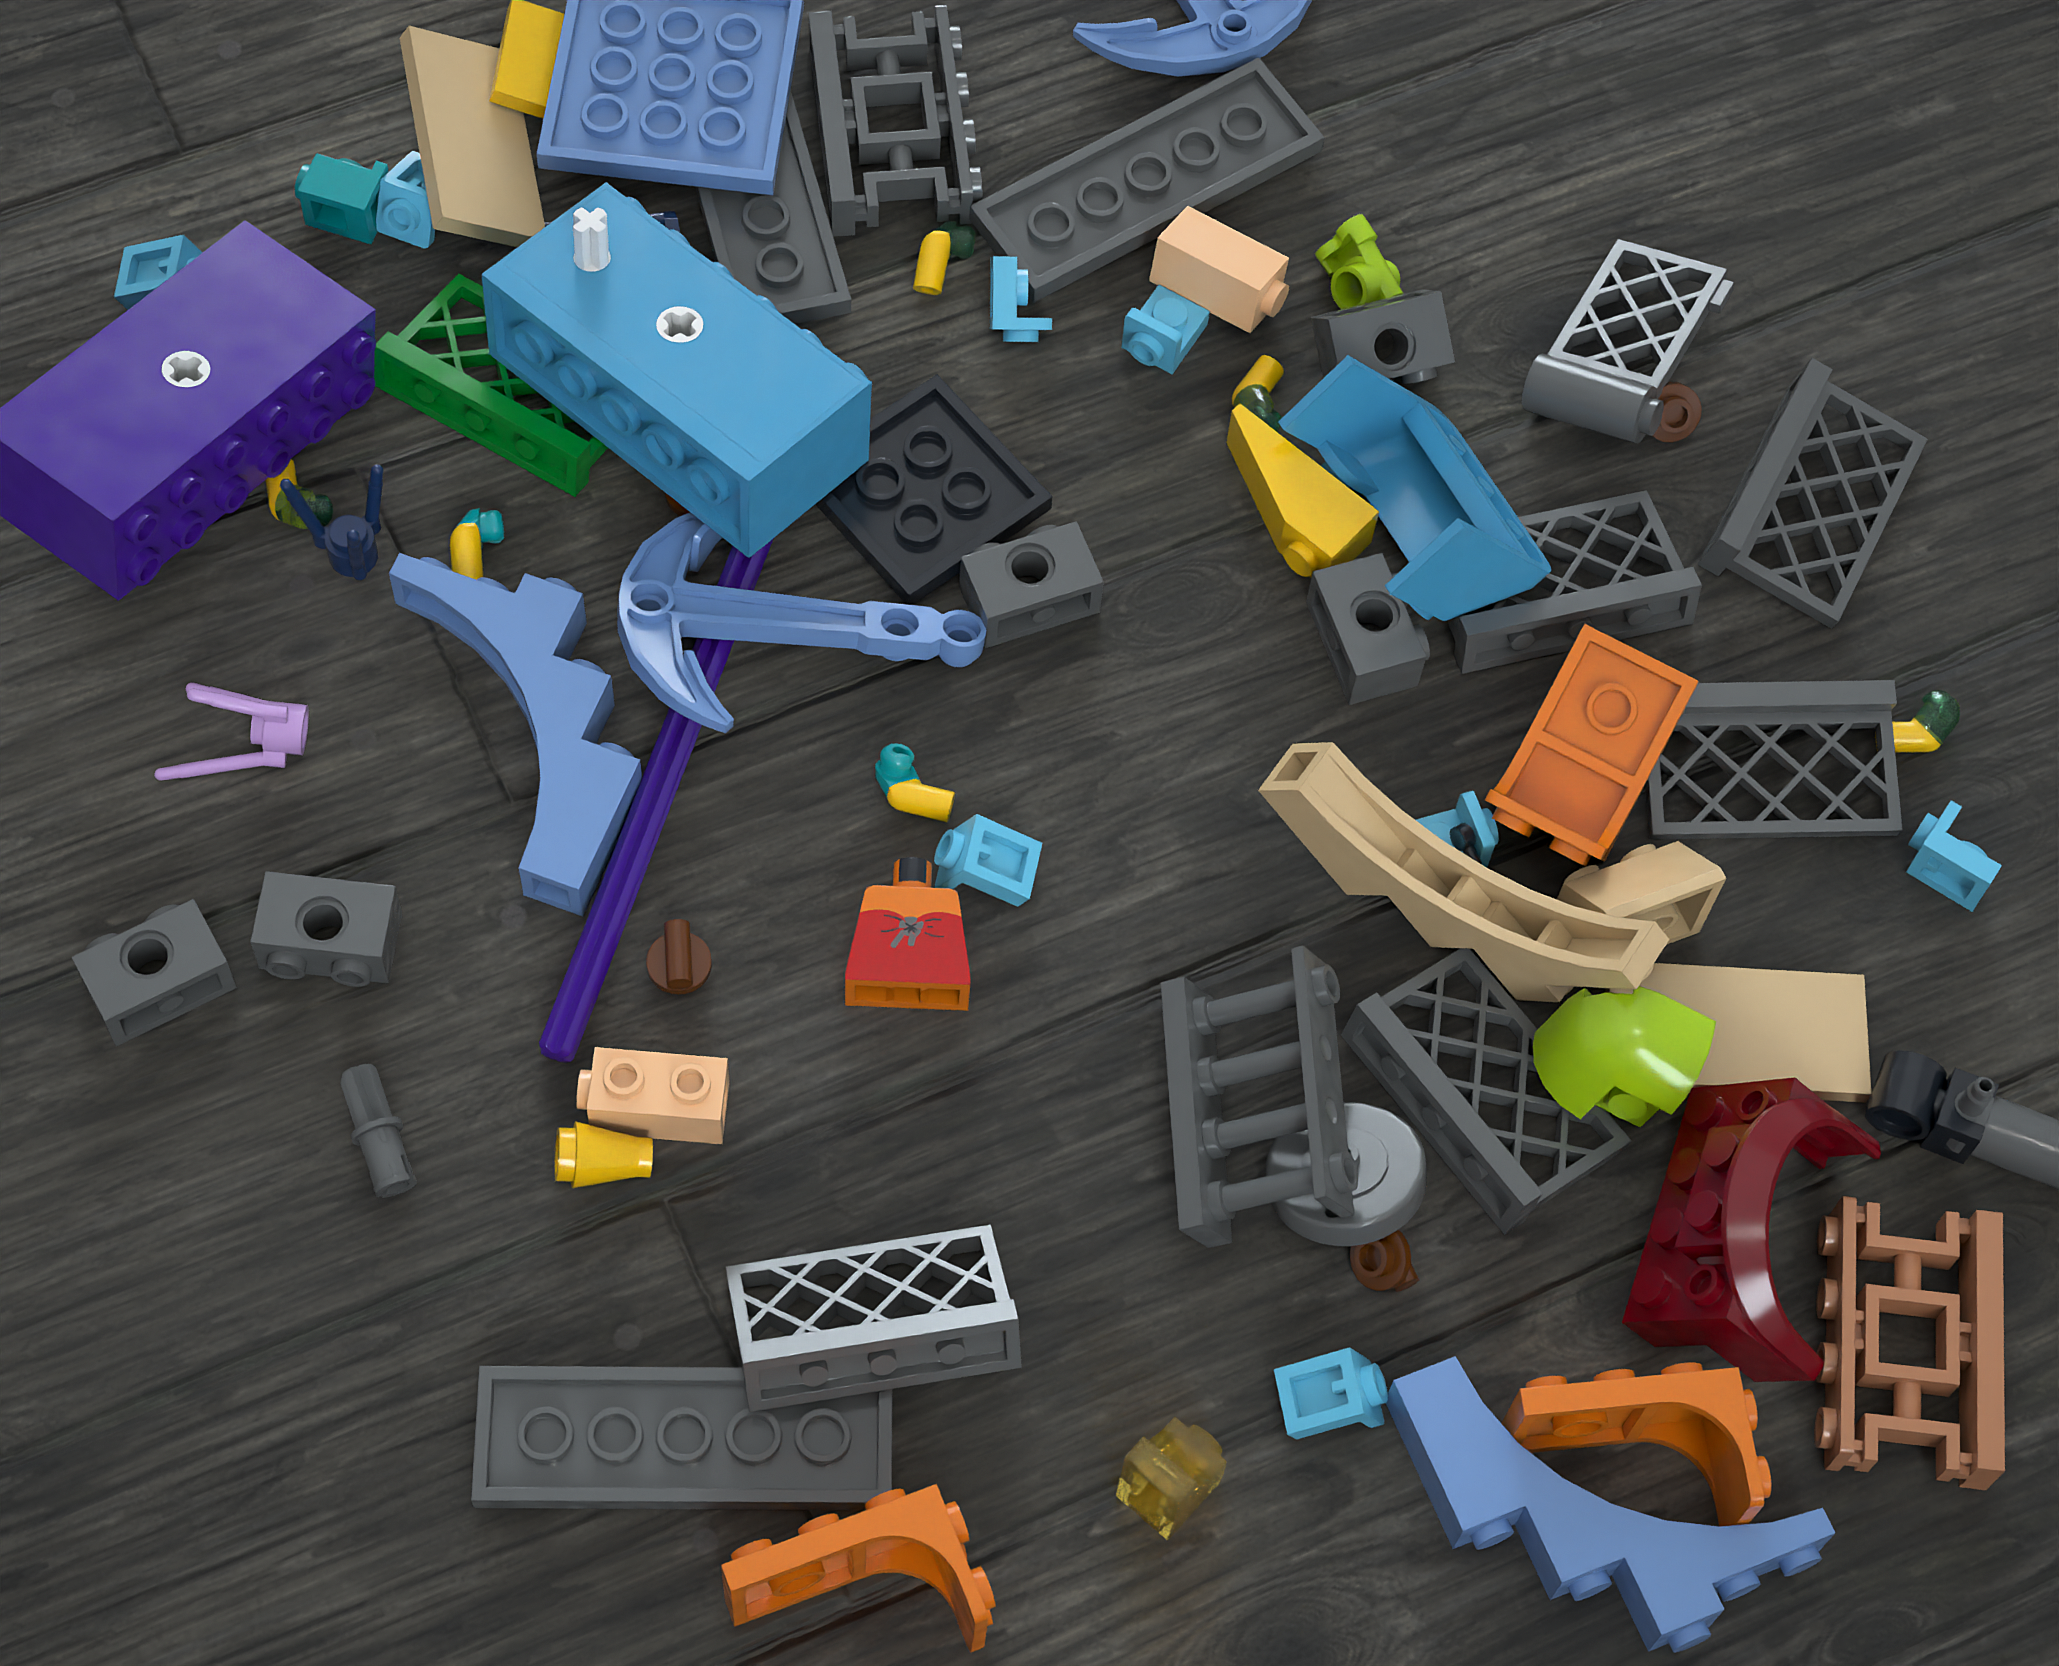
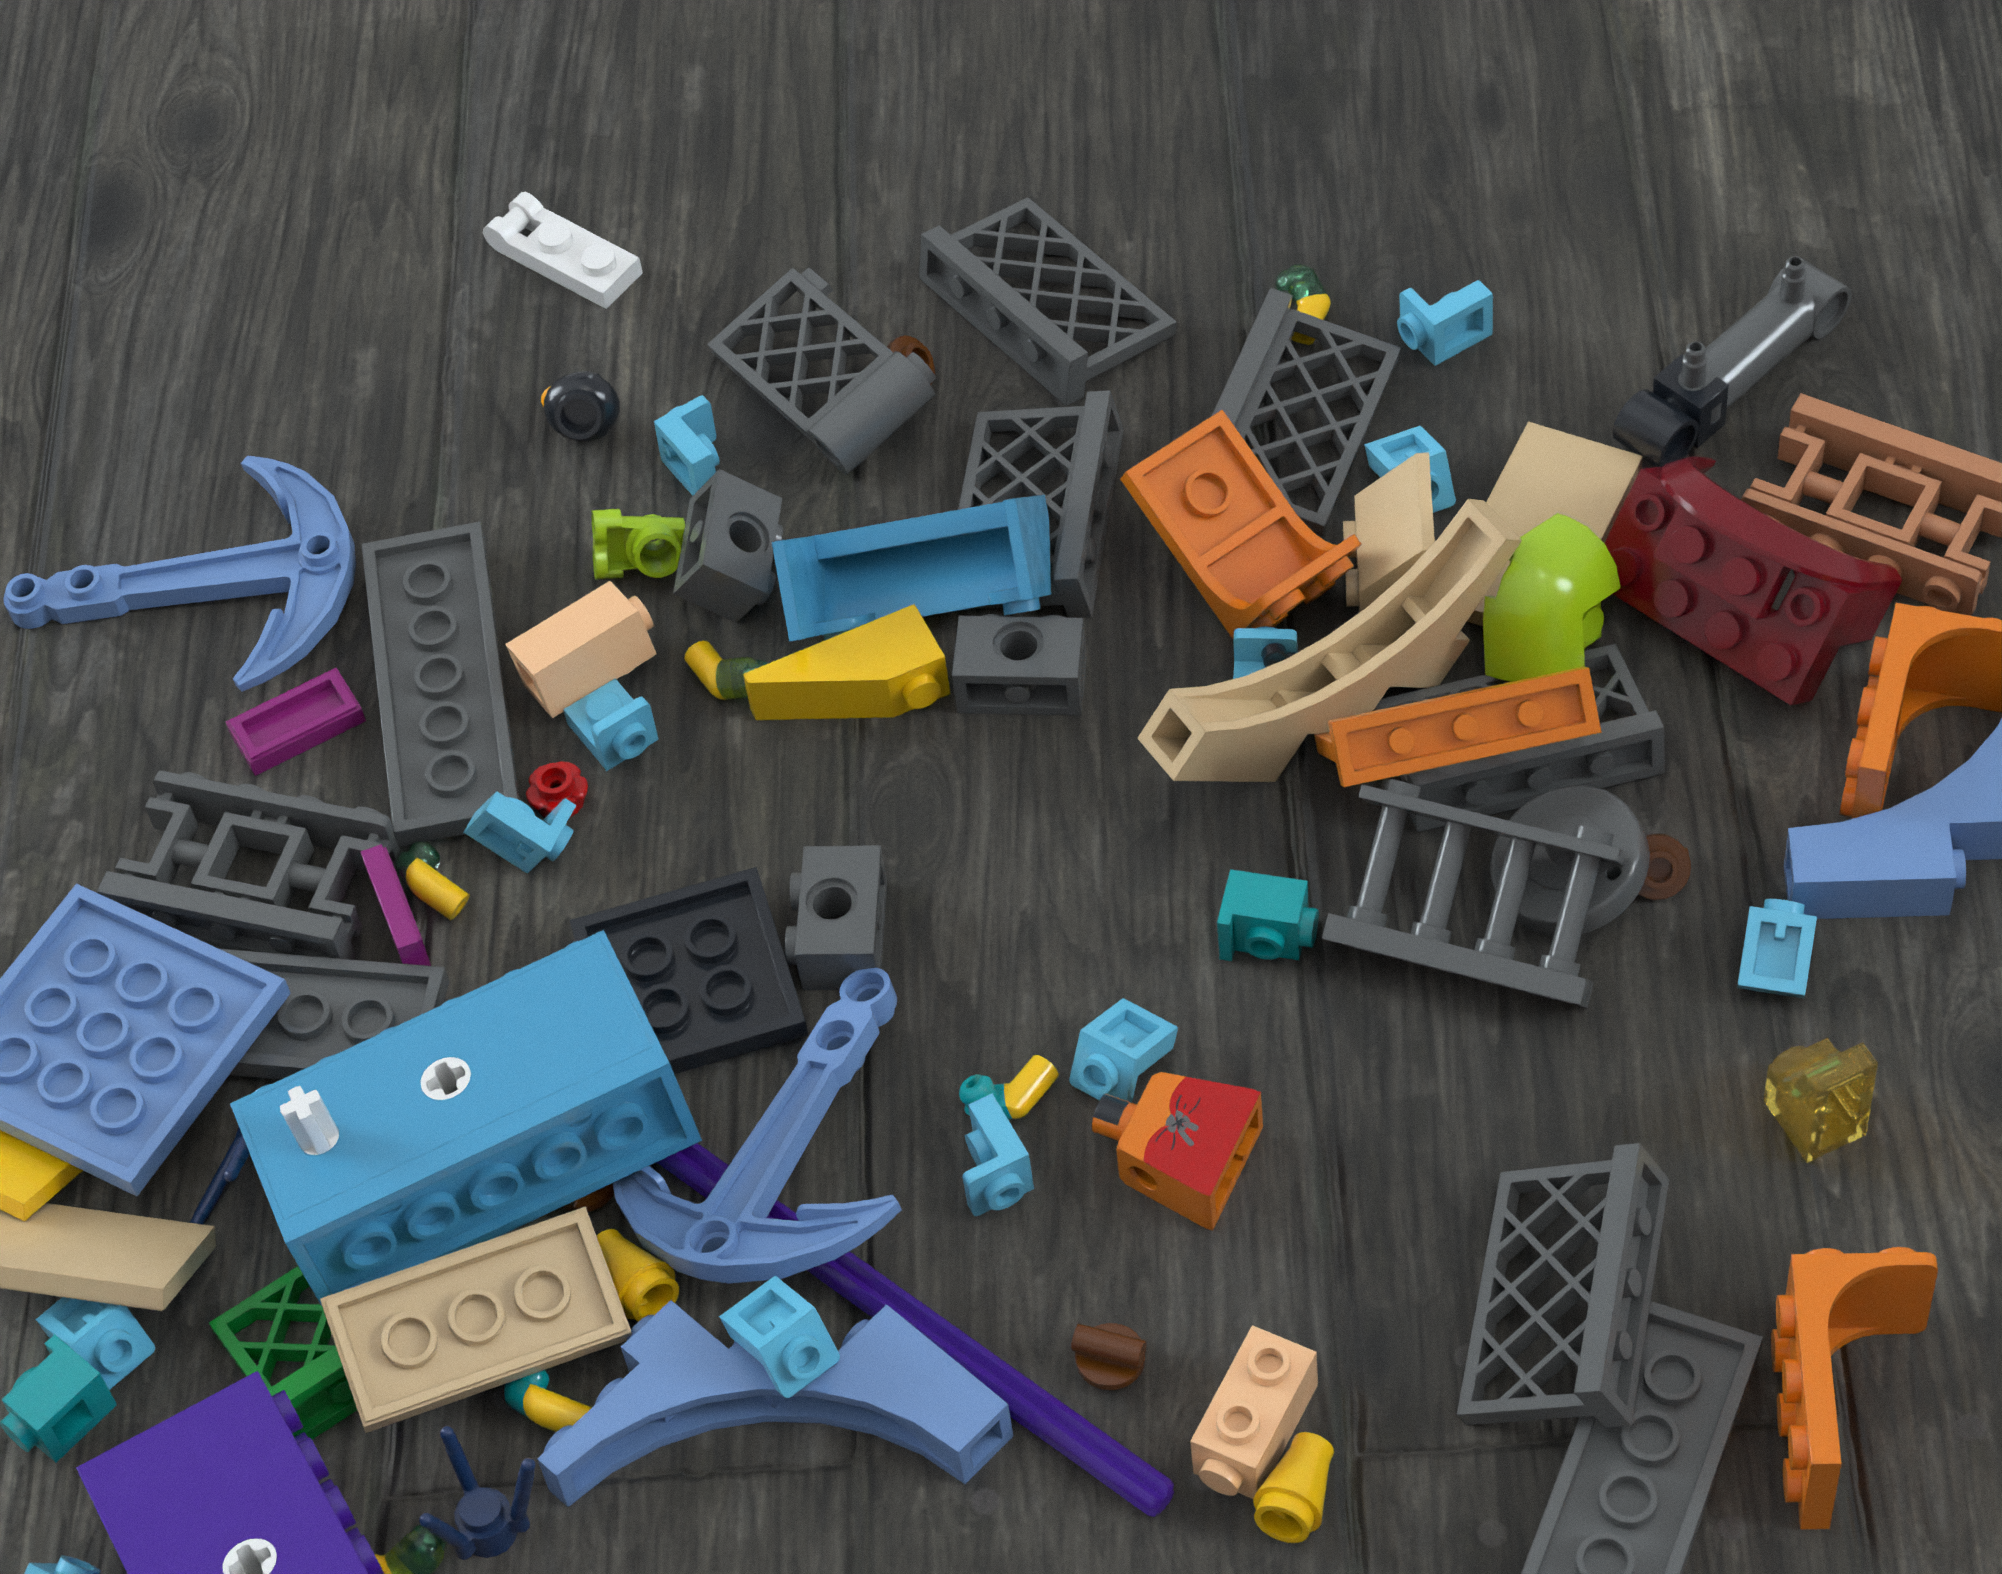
camera: 55 degrees left, 10 degrees down
(509, 456) = (475, 1319): none -> tan tile
(564, 684) = (782, 1335): none -> medium azure bracket
(603, 565) = (639, 1277): none -> yellow cone
(841, 800) = (1001, 1160): none -> medium azure bracket
(891, 242) = (394, 906): none -> magenta tile
(1064, 90) = (295, 721): none -> magenta tile
(1072, 326) = (562, 773): none -> red plate
(1173, 928) = (1265, 917): none -> teal brick
(1420, 1014) = (1461, 727): none -> orange fence
(1489, 259) = (686, 443): none -> medium azure bracket
(1490, 165) = (581, 406): none -> black animal
(1670, 84) = (563, 251): none -> white plate
(1755, 886) = (1395, 449): none -> medium azure bracket

